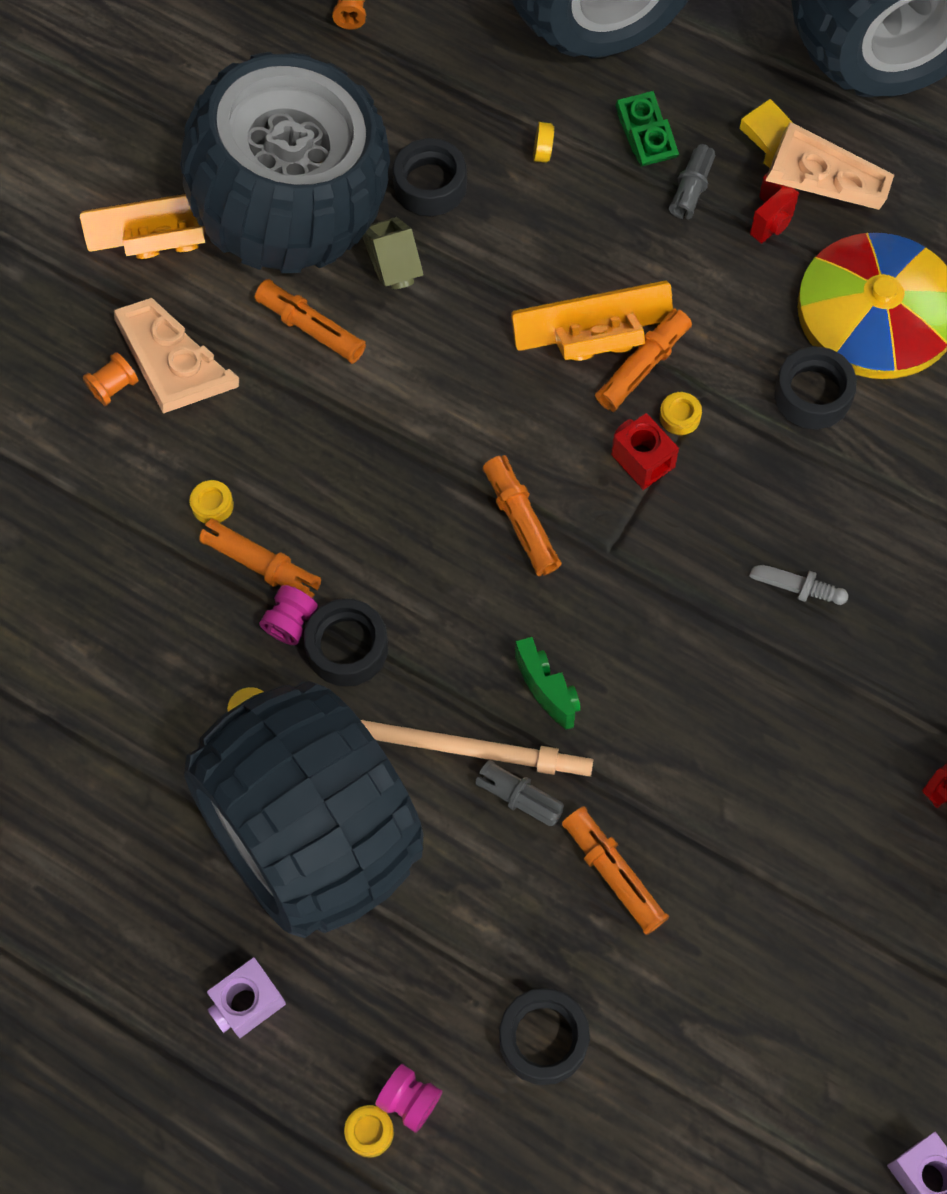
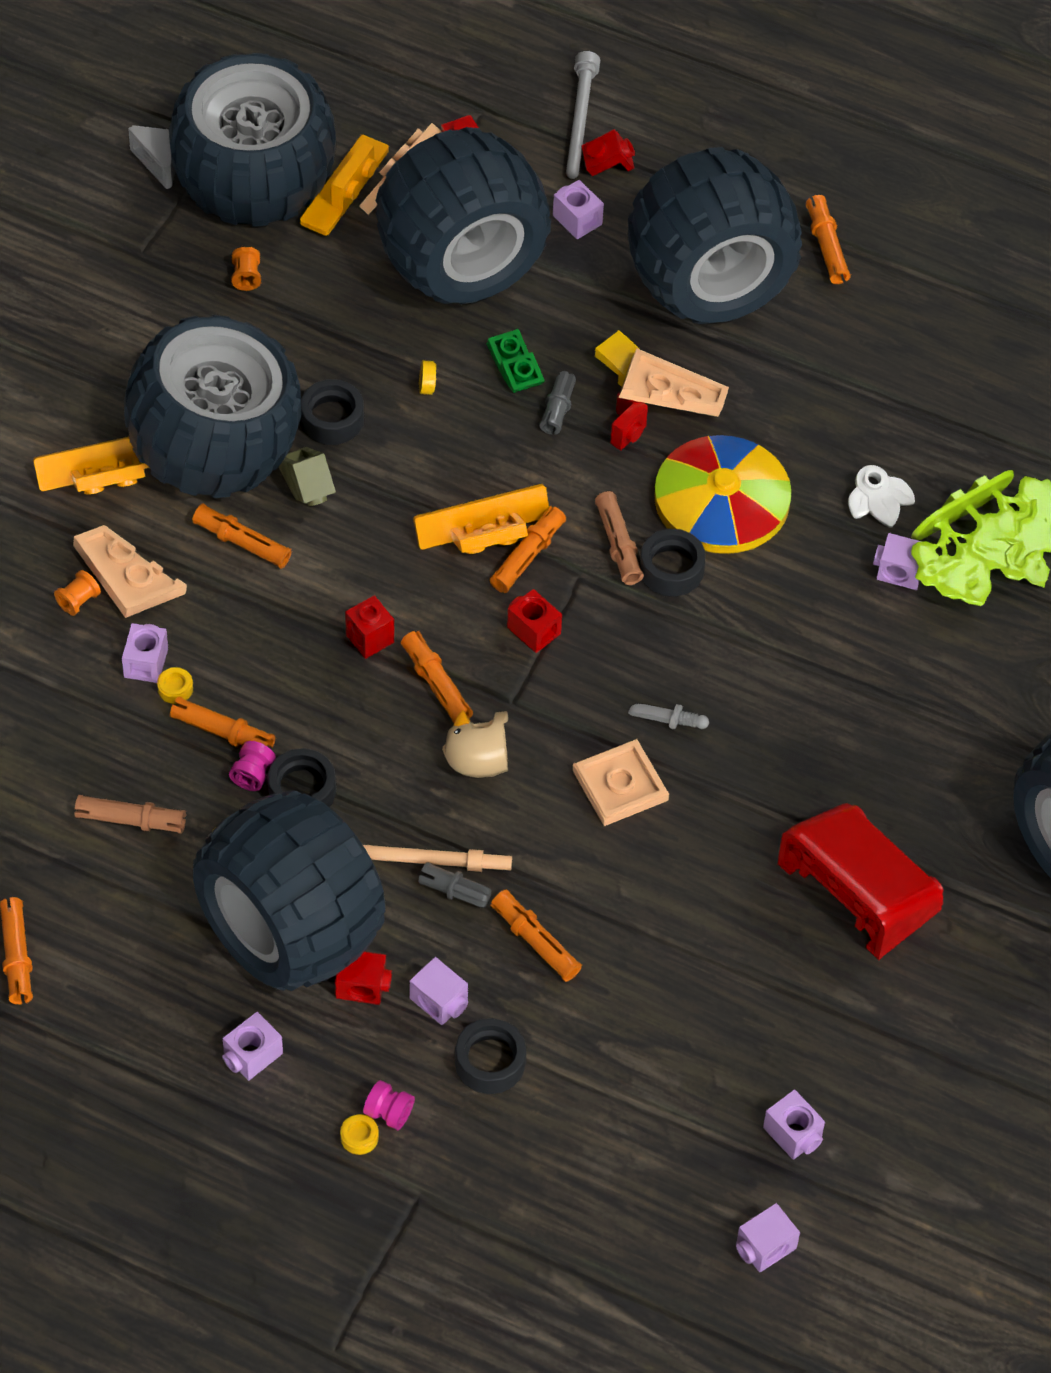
camera: 10 degrees left, 10 degrees down
(151, 670) = (144, 816): none -> nougat pin
(183, 474) = (145, 664): none -> lavender brick
(398, 916) = (364, 979): none -> red brick
(447, 445) = (369, 626): none -> red brick
(487, 941) = (439, 991): none -> lavender brick
(550, 691) = (469, 805): green slope -> none
(563, 612) = (477, 748): none -> tan piece
(680, 413) = (562, 590): yellow tile -> none
(734, 667) = (620, 782): none -> light nougat tile
(756, 365) = (622, 548): none -> nougat pin

